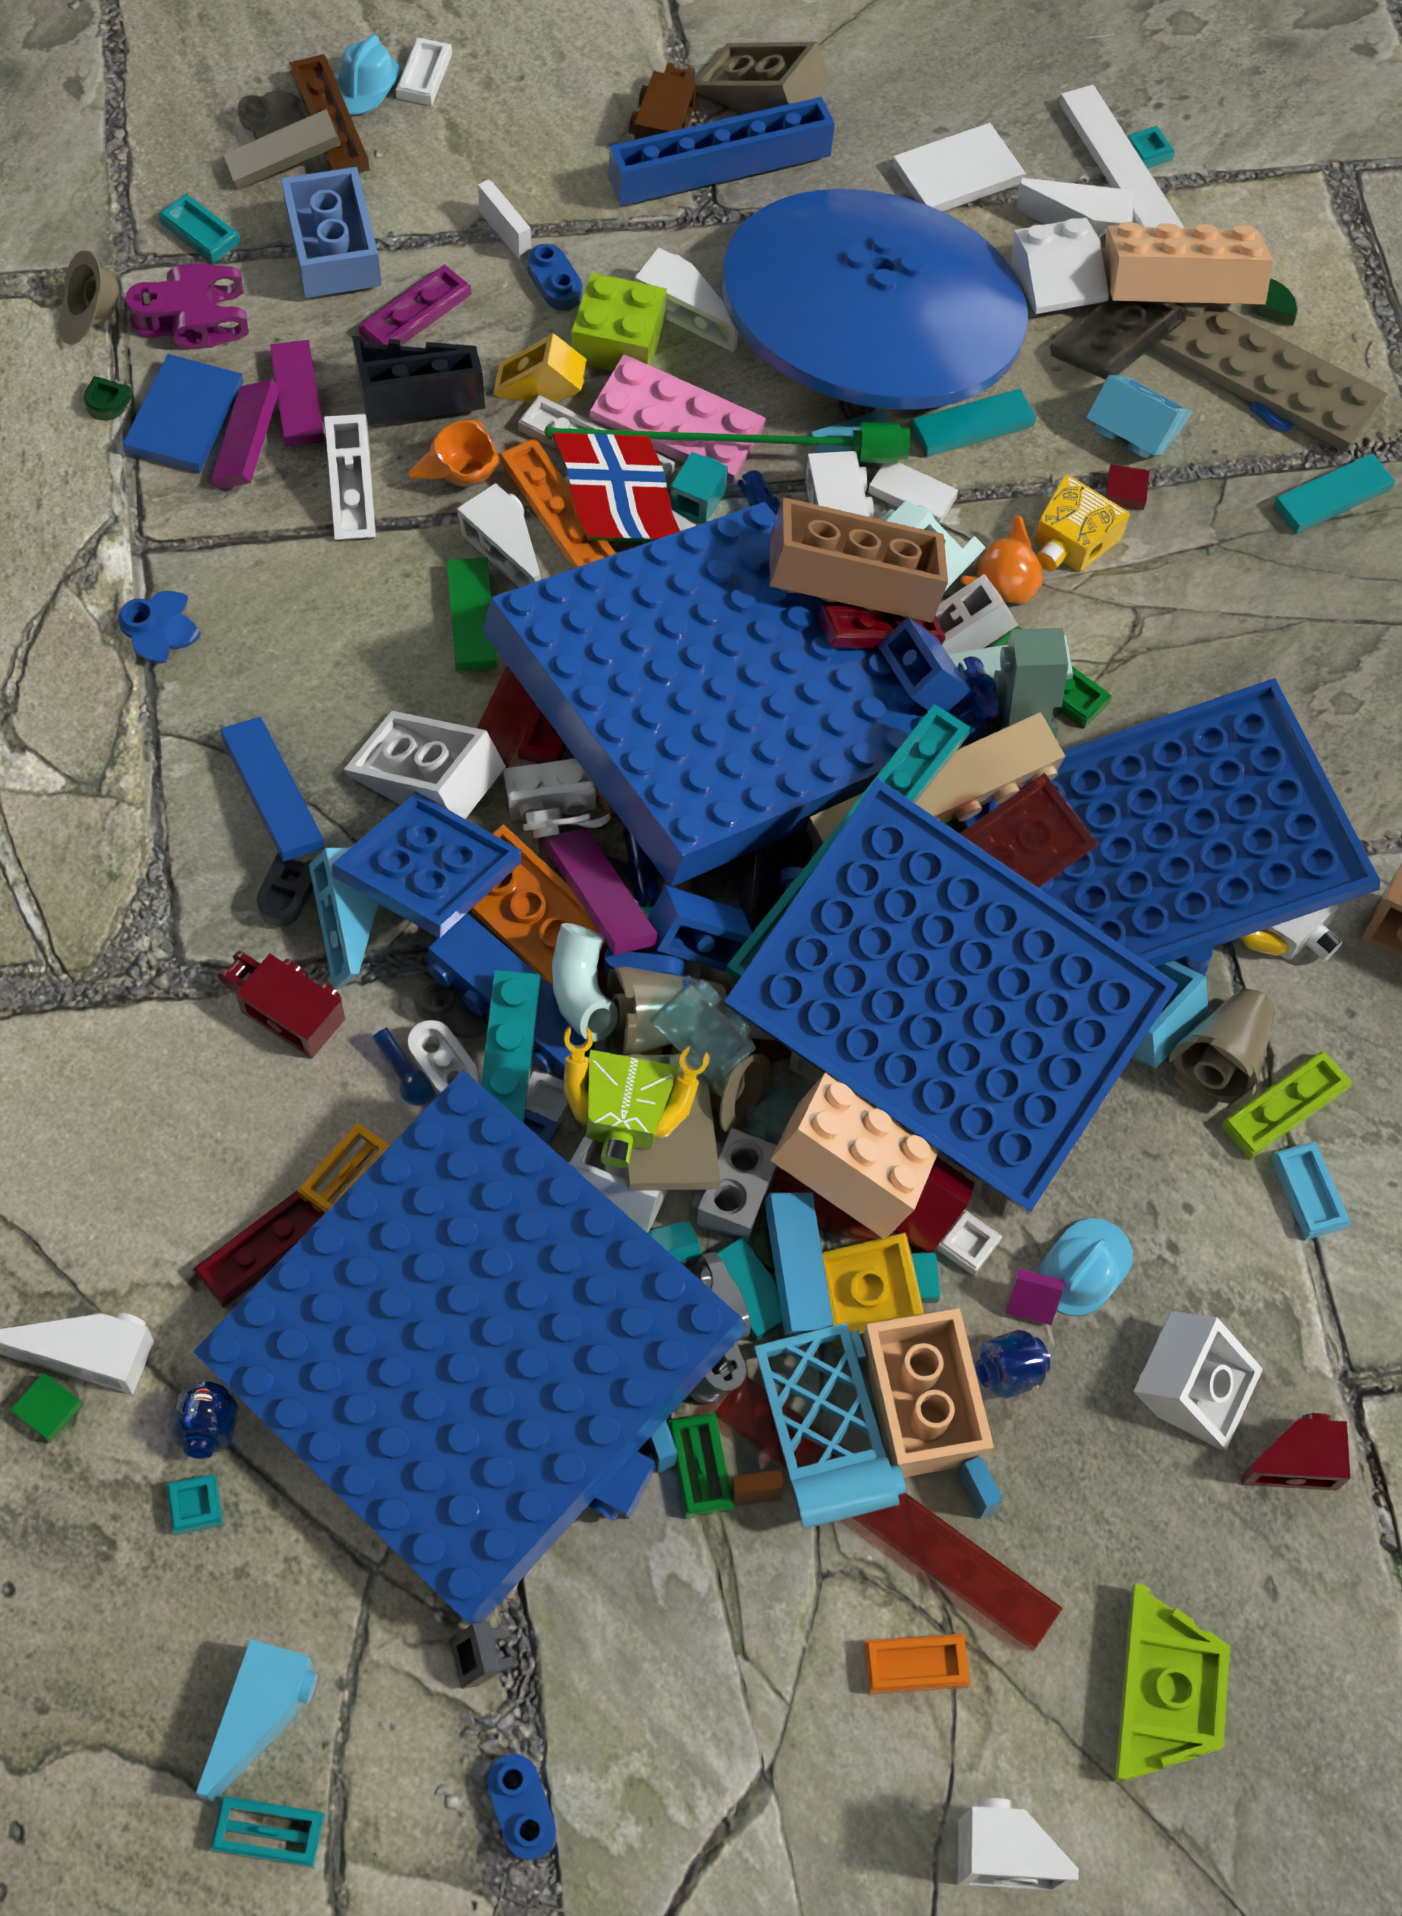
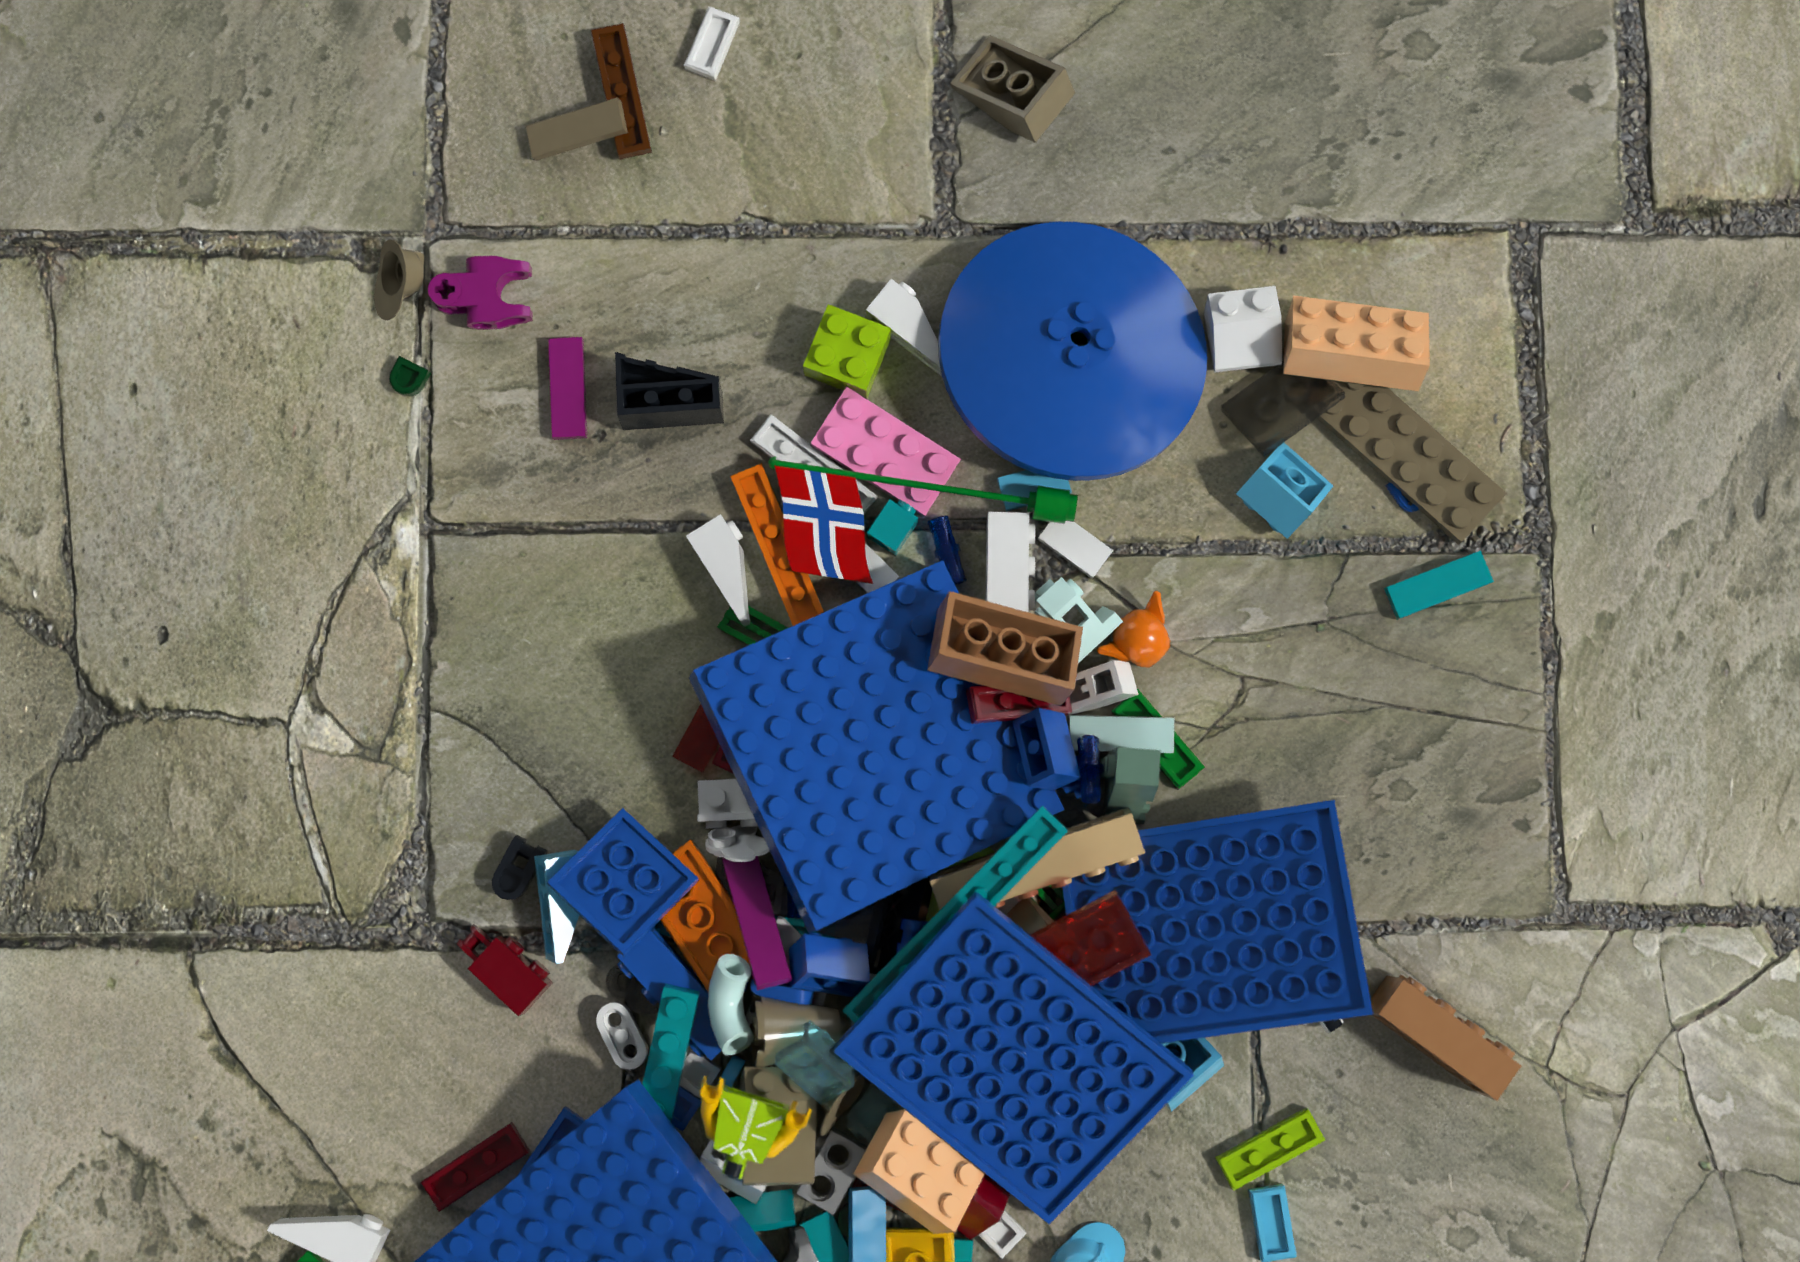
camera: 15 degrees right, 20 degrees up
(162, 627) = (439, 615): blue plate -> none
(183, 413) = (471, 399): blue tile -> none
(199, 228) = (499, 202): teal tile -> none
(245, 434) = (520, 430): magenta tile -> none
(269, 112) = (578, 85): clear smoke plate -> none
(272, 789) = (512, 780): blue tile -> none
(321, 1202) = (560, 1100): light orange tile -> none
(331, 232) = (609, 229): medium blue brick -> none
(350, 476) = (603, 485): white slope -> none
(366, 75) = (658, 48): medium azure piece -> none
(414, 1084) = (597, 1048): clear blue bar -> none
(416, 308) = (676, 310): magenta tile -> none
(428, 757) = (635, 772): white slope -> none
(459, 455) = (696, 476): orange piece -> none
(469, 607) = (689, 624): green tile -> none
(504, 219) = (763, 224): white tile -> none
(542, 369) = (774, 395): yellow slope -> none
(549, 271) = (799, 285): blue plate -> none
(665, 103) = (920, 114): reddish brown brick -> none
(720, 150) = (963, 171): blue brick -> none
(959, 168) = (1176, 201): white tile -> none
(973, 422) = (1155, 476): teal tile -> none
(1060, 201) = (1287, 268): white slope -> none
(1078, 526) = (1206, 601): yellow torso -> none
(1116, 155) = (1325, 213): white tile -> none
(1127, 486) = (1260, 559): dark red tile -> none
(1151, 146) = (1354, 192): teal tile -> none
(1226, 1051) = (1232, 1103): dark tan cone -> none
(1279, 304) = (1436, 379): dark green tile -> none

